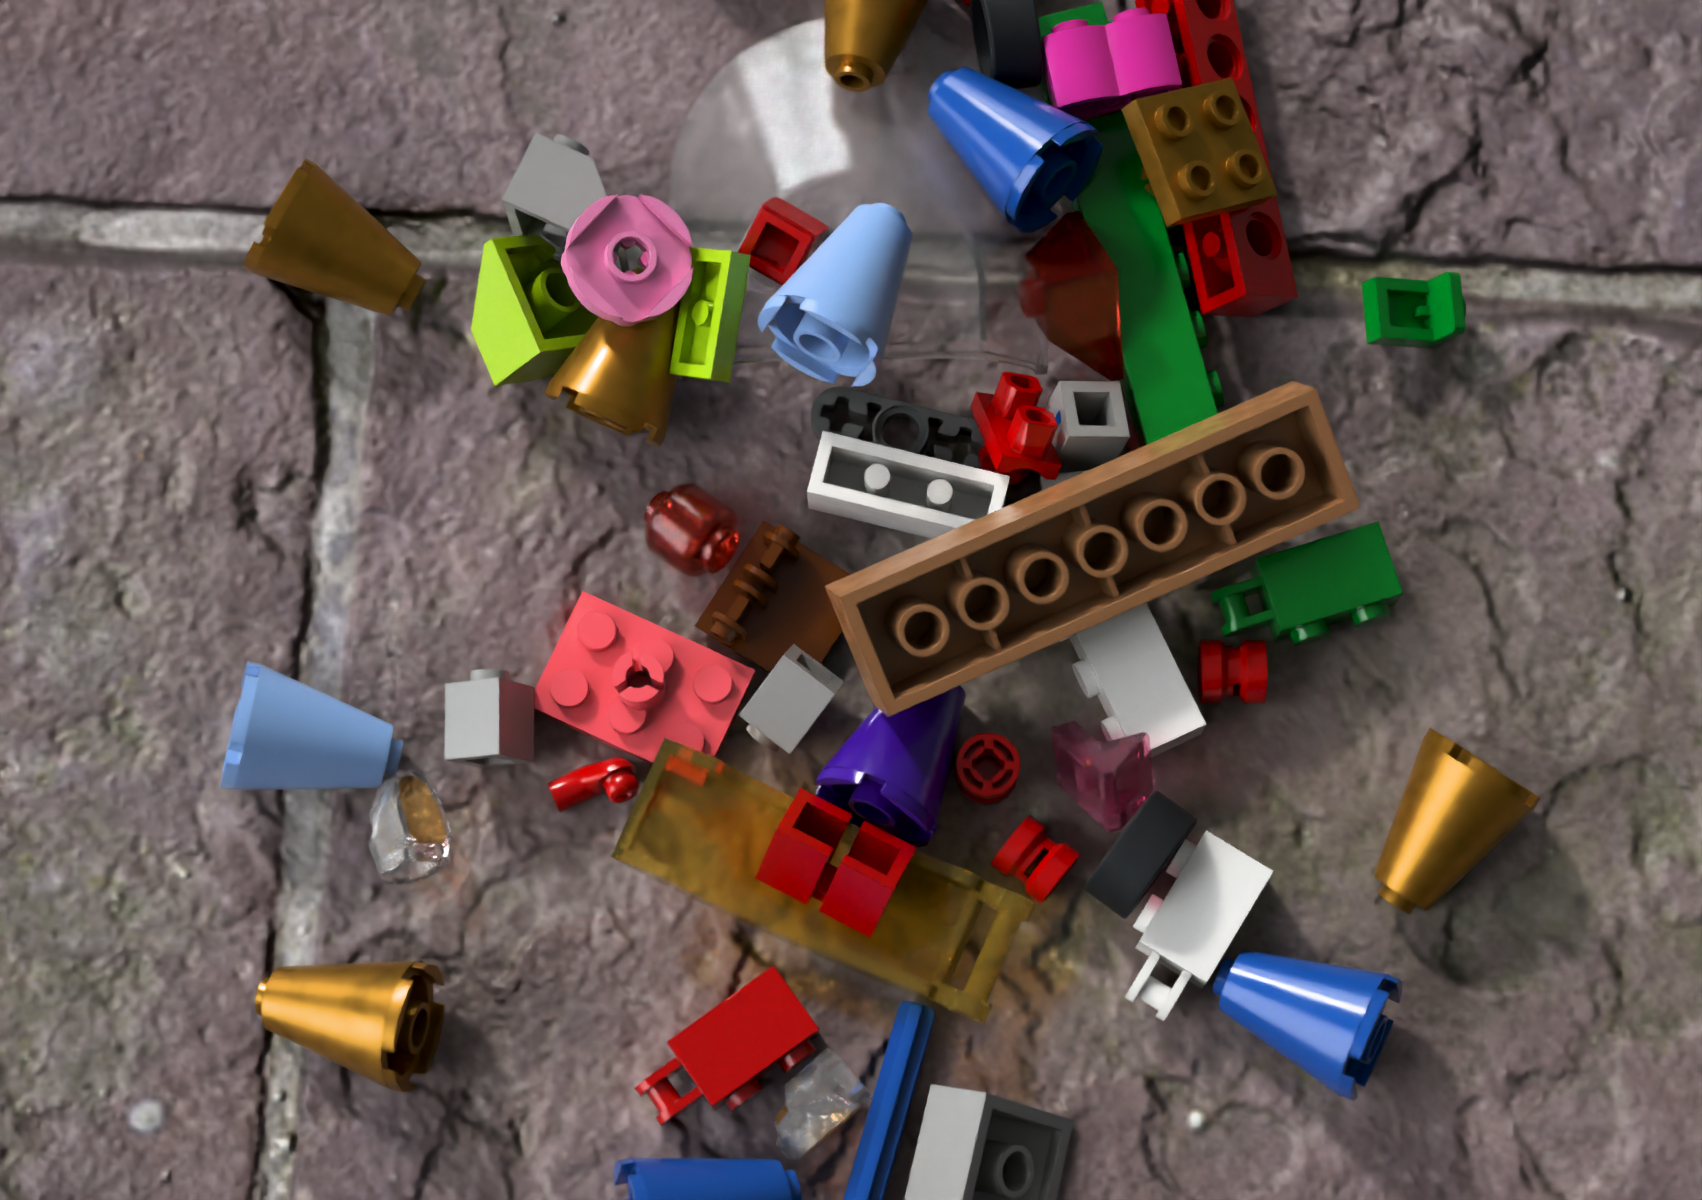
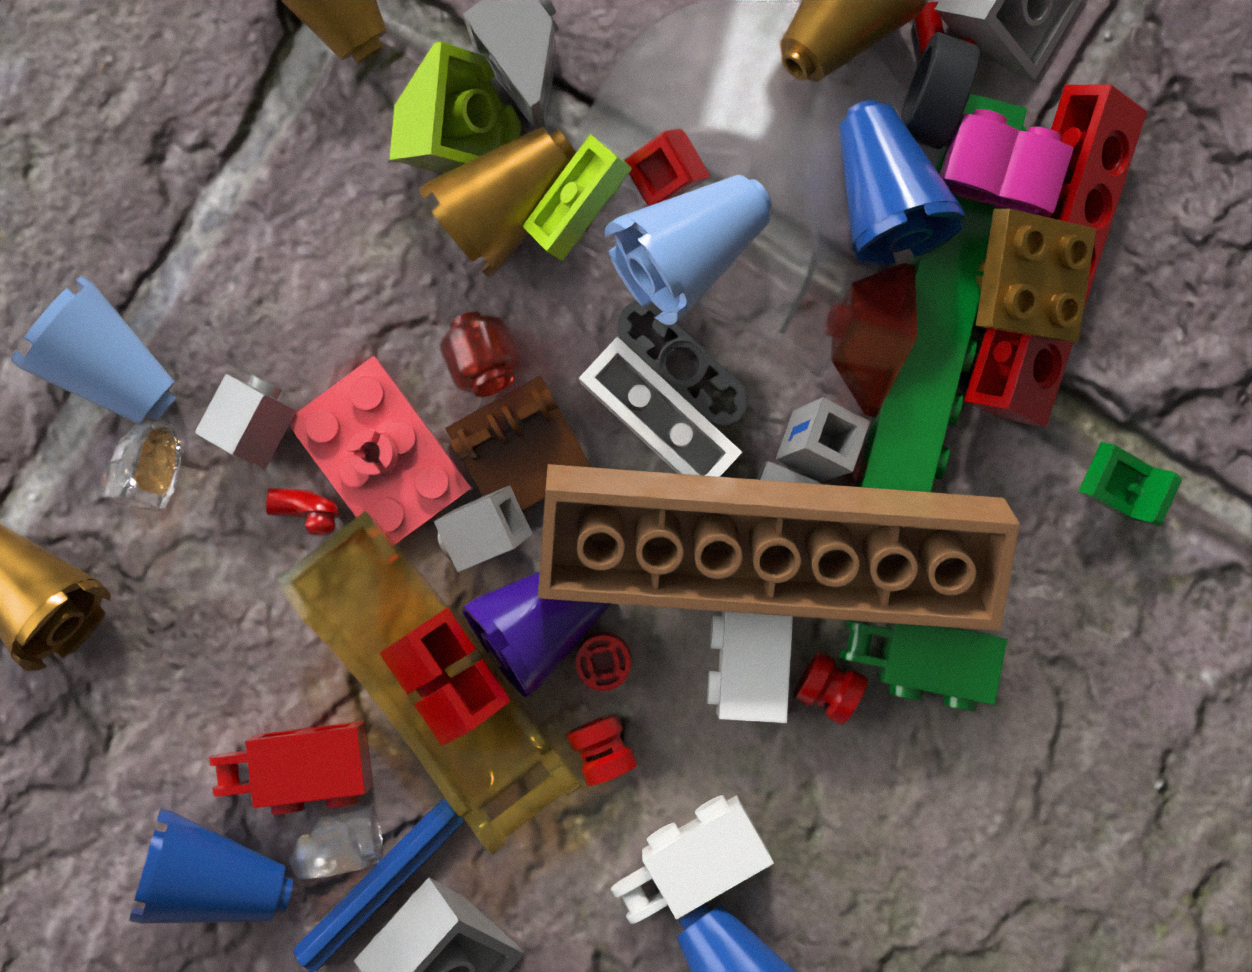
camera: 30 degrees right, 10 degrees up
(665, 258) = (548, 87): bright pink plate -> none
(1016, 430) = (768, 414): red hips -> none
(1106, 777) = (685, 723): clear pink slope -> none
(1140, 854) = (680, 795): black tyre -> none
(1446, 822) = (928, 894): pearl gold cone -> none

